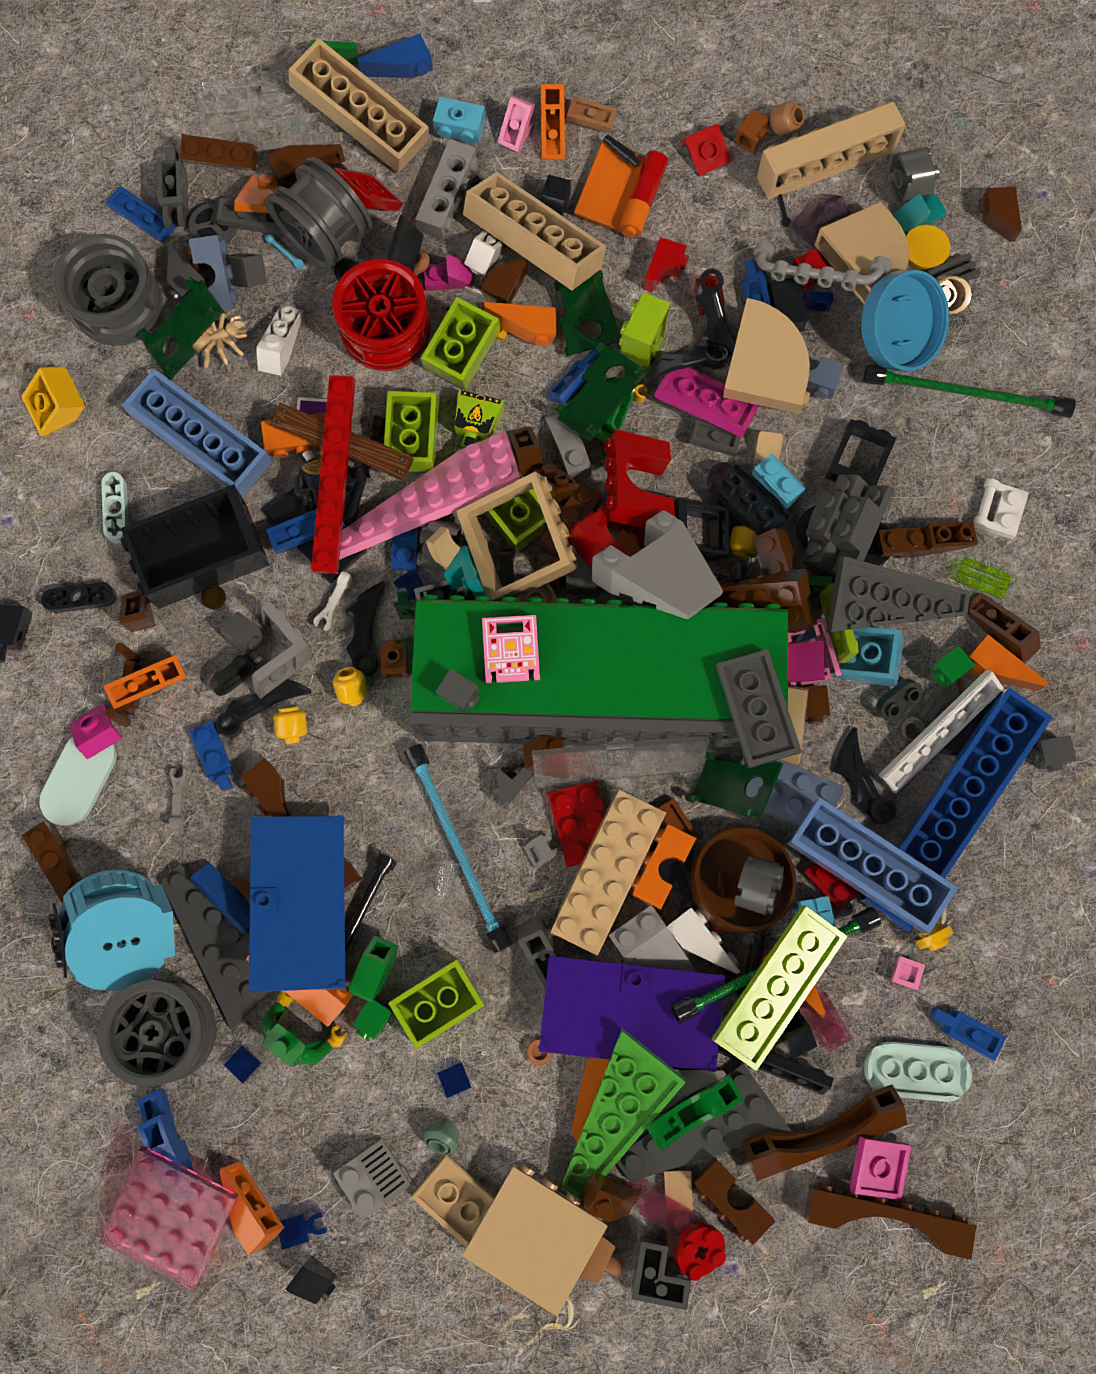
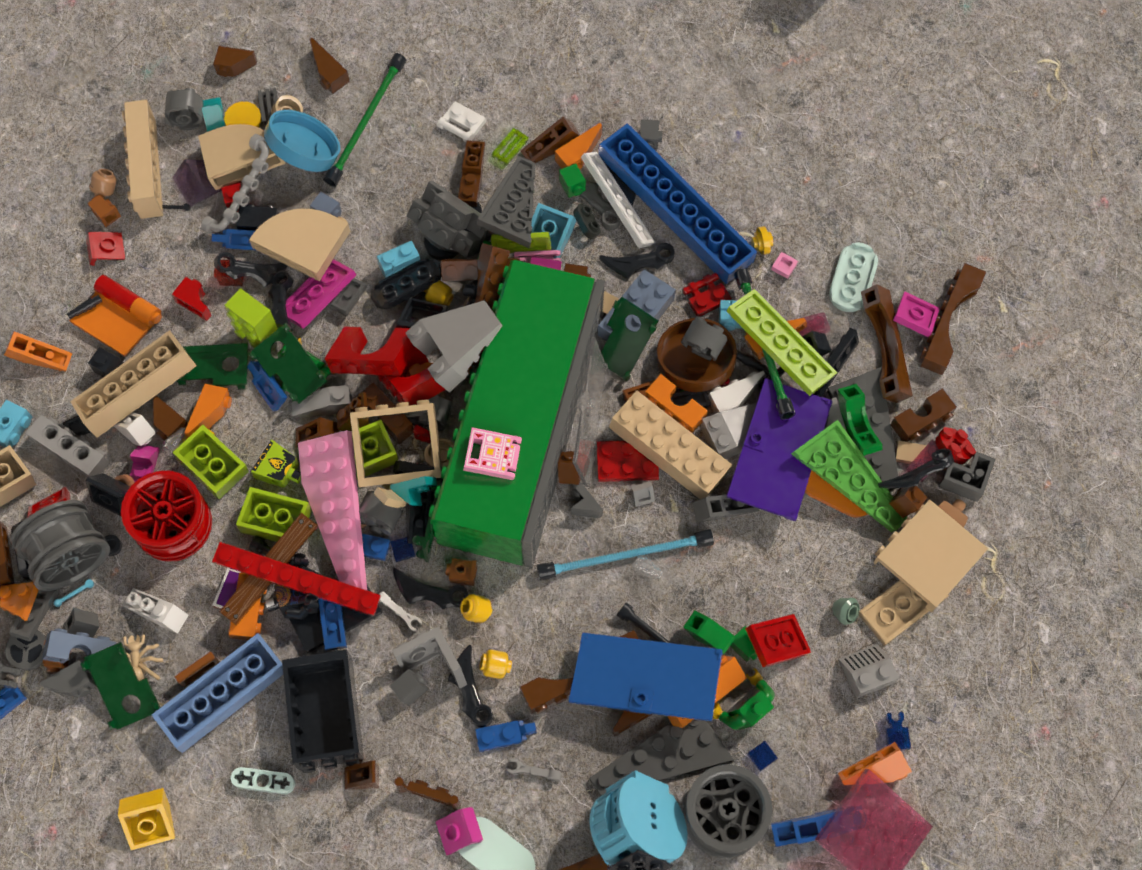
camera: 80 degrees left, 10 degrees down
(70, 591) = (328, 842): black beam -> none
(113, 304) = (37, 725): dark grey wheel -> none
(144, 681) = (430, 770): orange slope -> none
(213, 597) = (368, 709): dark brown plate -> none
(221, 402) = (196, 669): none -> dark orange tile
(223, 896) = (626, 743): blue tile -> none
(233, 675) = (444, 711): pearl dark grey plate -> none
(312, 1281) = (937, 728): black slope -> none
(380, 1057) = (778, 640): none -> red plate
(436, 1004) = (745, 591): lime brick -> none
(454, 1080) = (803, 594): clear blue tile -> none
(458, 691) = (516, 498): dark grey brick -> none
(516, 124) = (29, 380): bright pink slope -> none
(536, 1057) = (793, 529): nougat tile -> none
(591, 114) = (43, 322): medium nougat plate -> none
(628, 1197) = (940, 459): none -> black piece
(758, 708) = (582, 293): dark grey plate -> none
(767, 444) = (366, 261): tan slope -> none
(819, 301) = (262, 197): clear blue tile -> none
(864, 431) = (398, 220): black window -> none
(872, 866) = (707, 260): medium blue brick -> none
(969, 1032) = (832, 237): blue hinge -> none
(1025, 325) = (331, 72): none -> reddish brown slope

